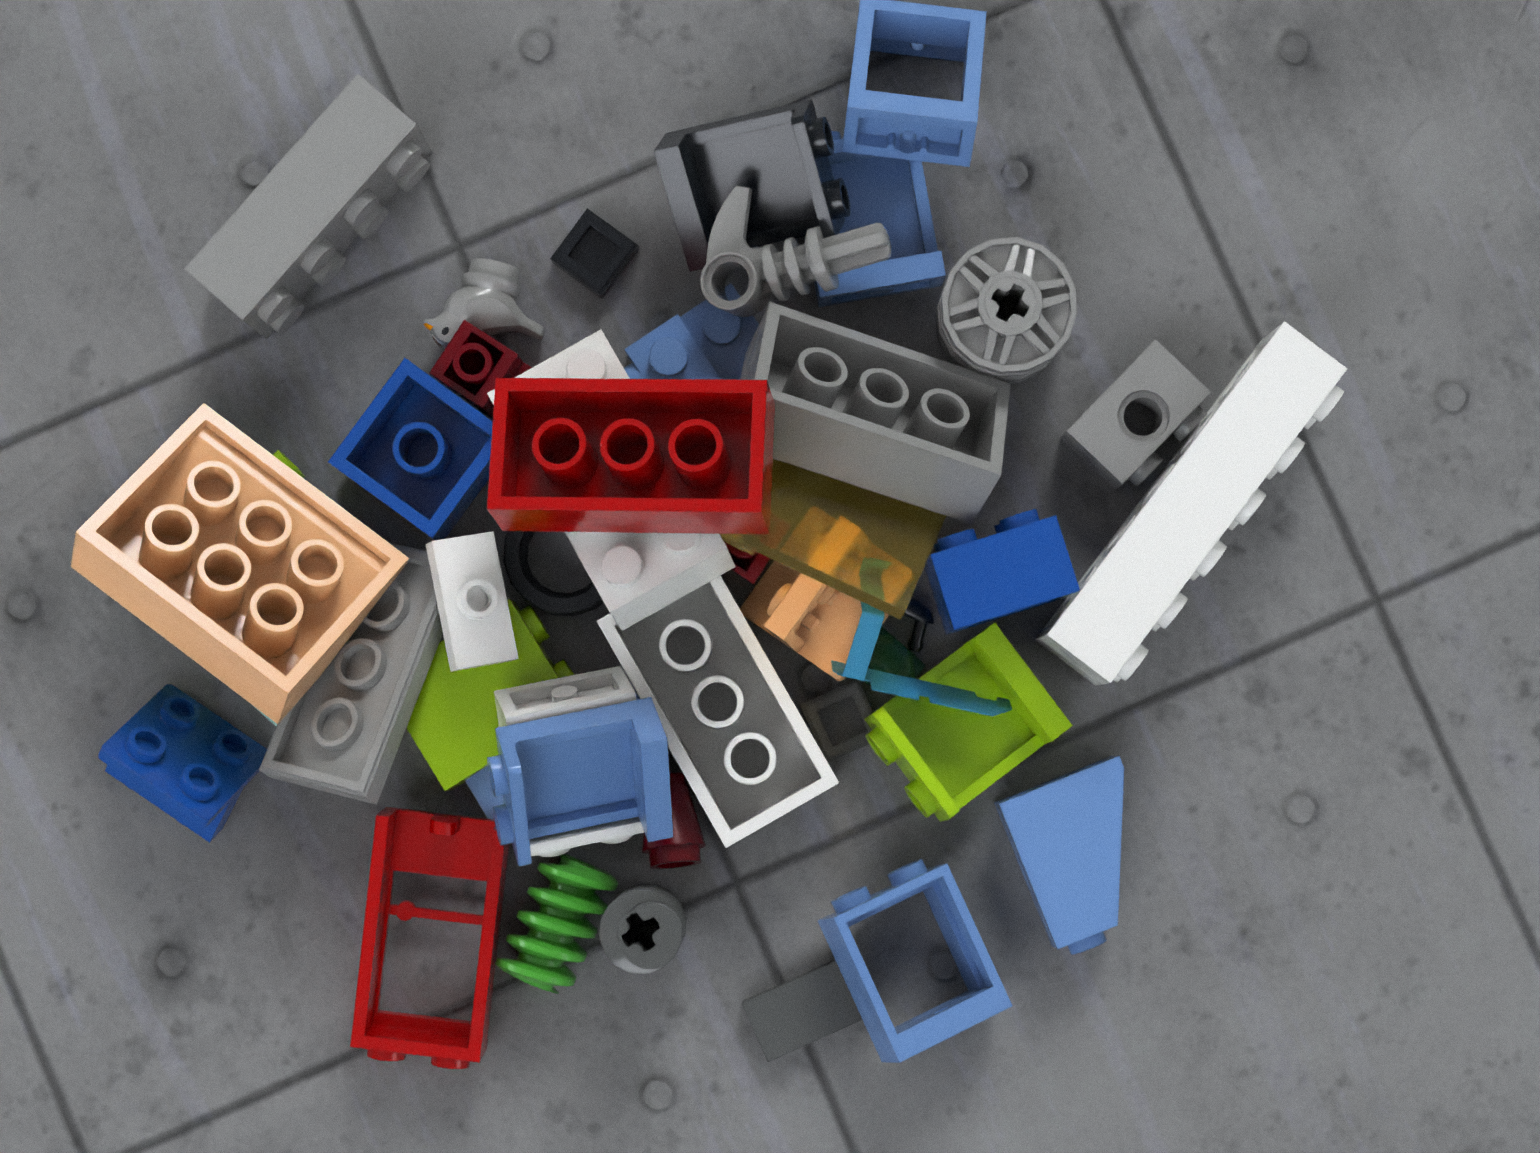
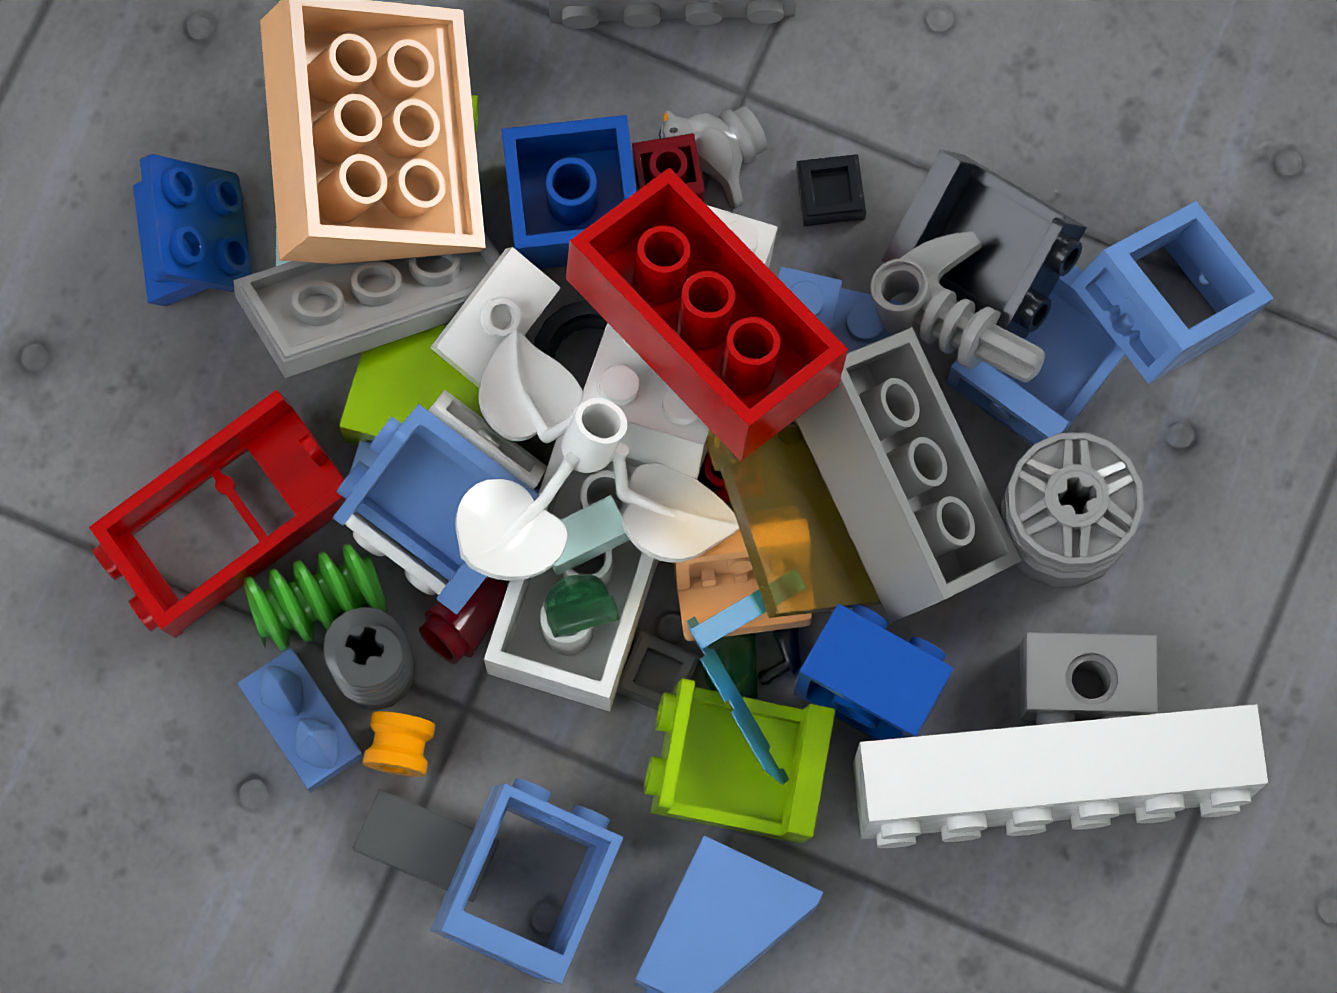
camera: 45 degrees right, 10 degrees down
(635, 1013) = (300, 720): none -> medium blue tile
(658, 755) = (512, 535): none -> white plant
(703, 691) = (591, 534): none -> light aqua piece
(723, 960) = (399, 744): none -> light orange wheel
(755, 745) = (579, 604): none -> clear green plate

